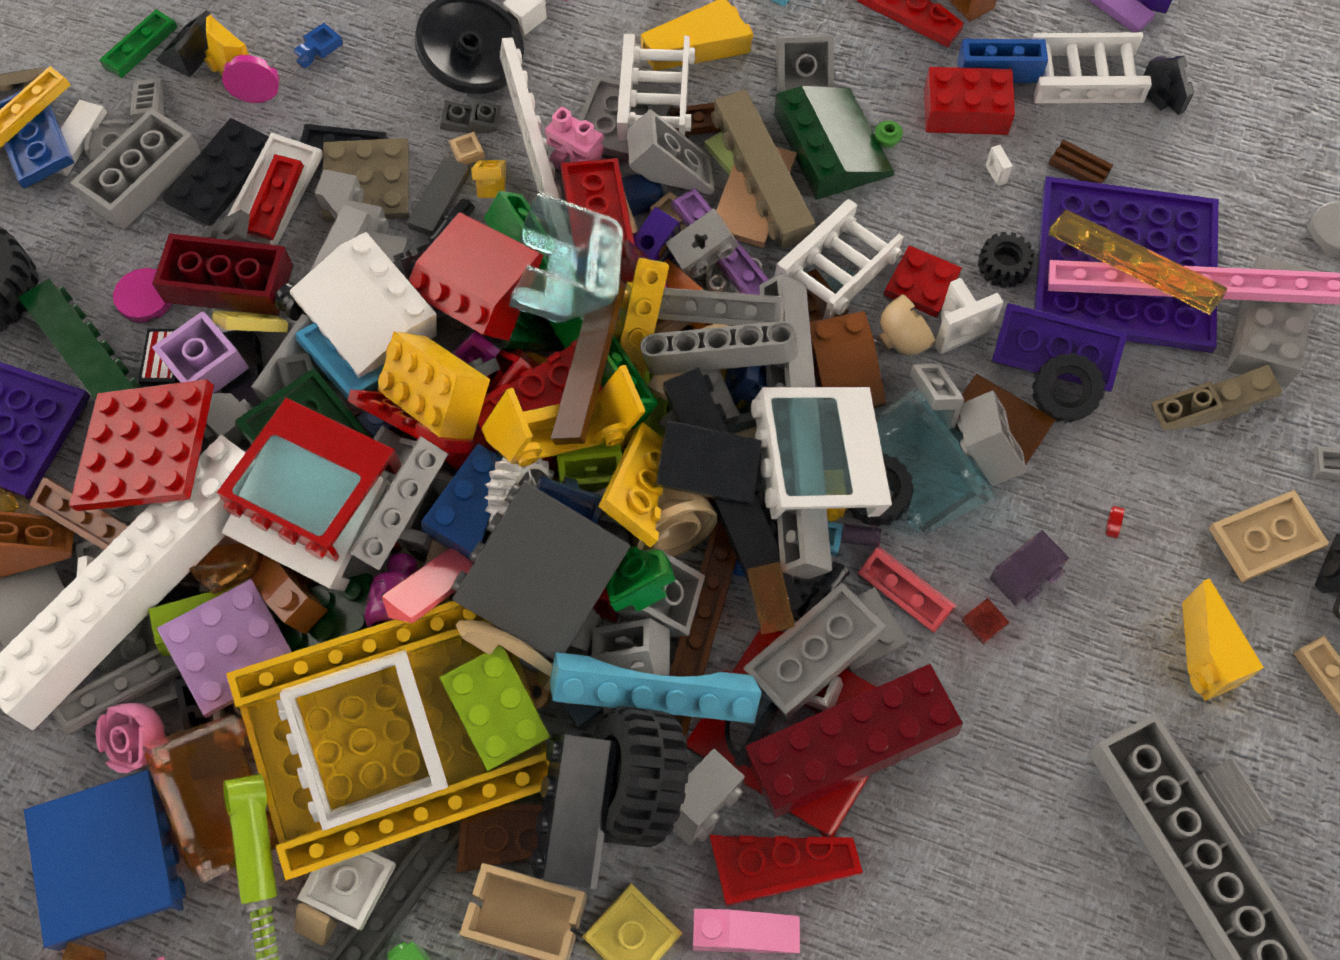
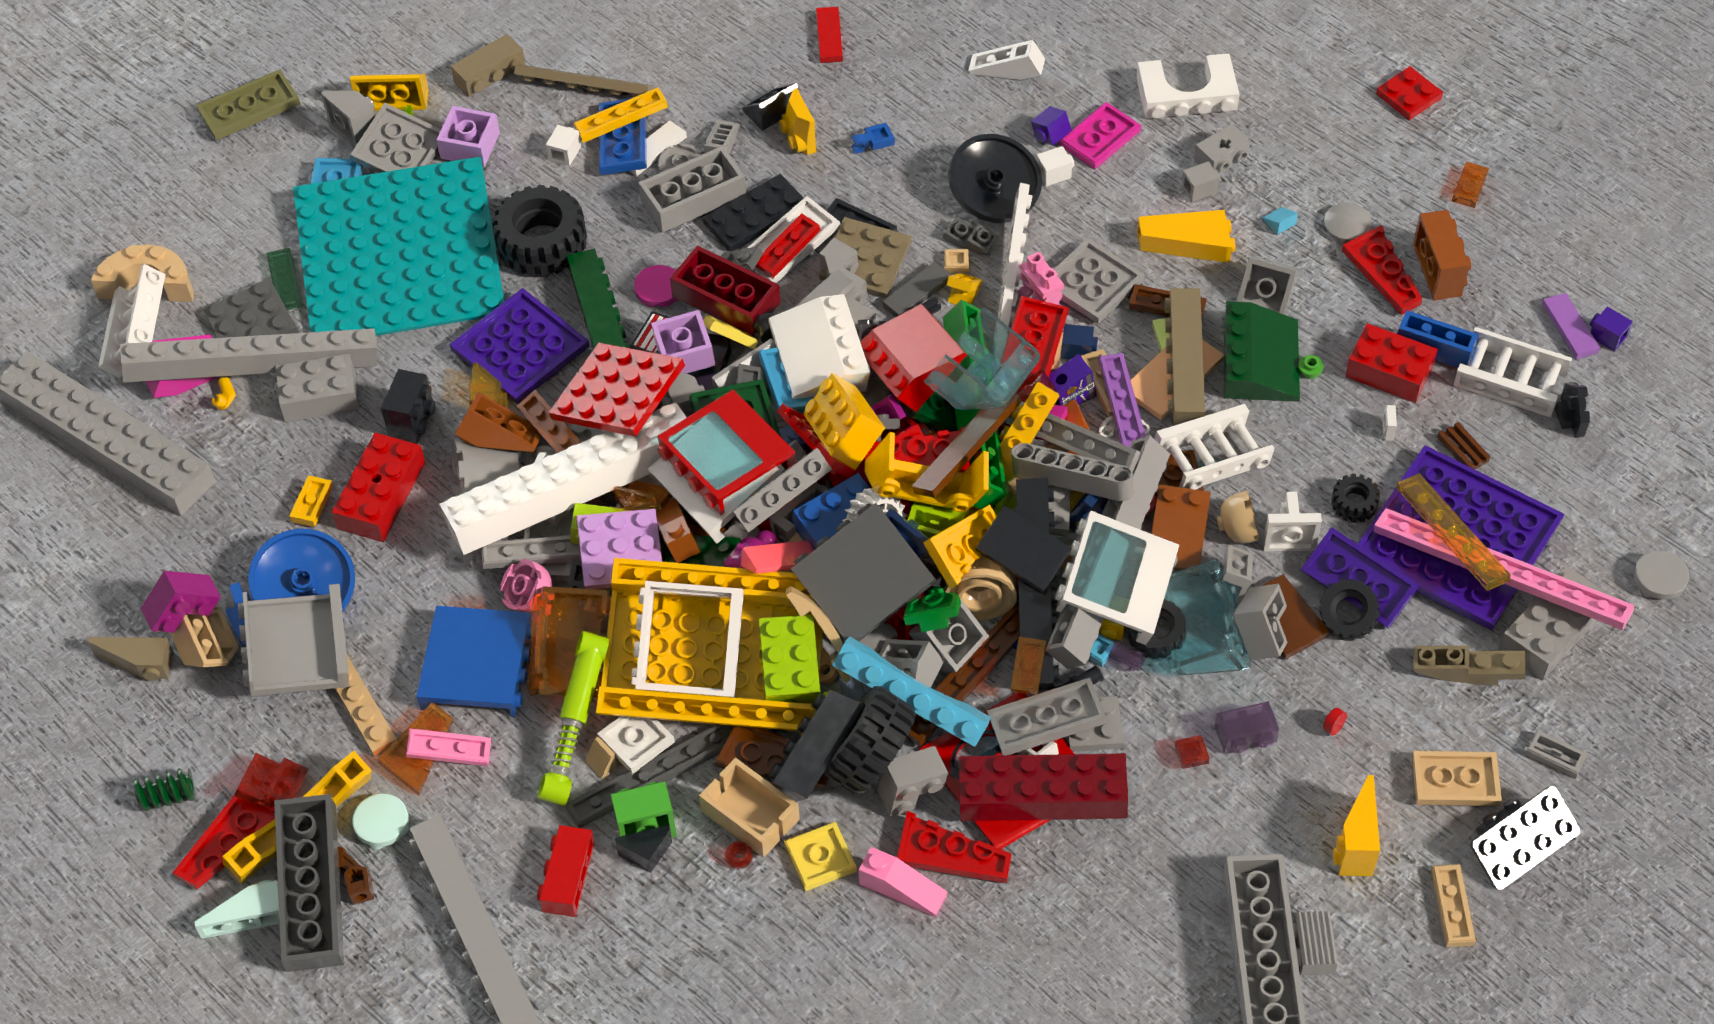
camera: 25 degrees right, 10 degrees down
(138, 43) = (733, 90): green tile -> none
(250, 79) = (808, 148): dark pink tile -> none
(631, 76) = (1113, 247): white fence -> none
(667, 155) = (1112, 320): light grey slope -> none
(707, 231) = (1105, 396): light grey brick -> none
(906, 589) = (1143, 708): coral slope -> none
(922, 280) = (1271, 484): red plate -> none

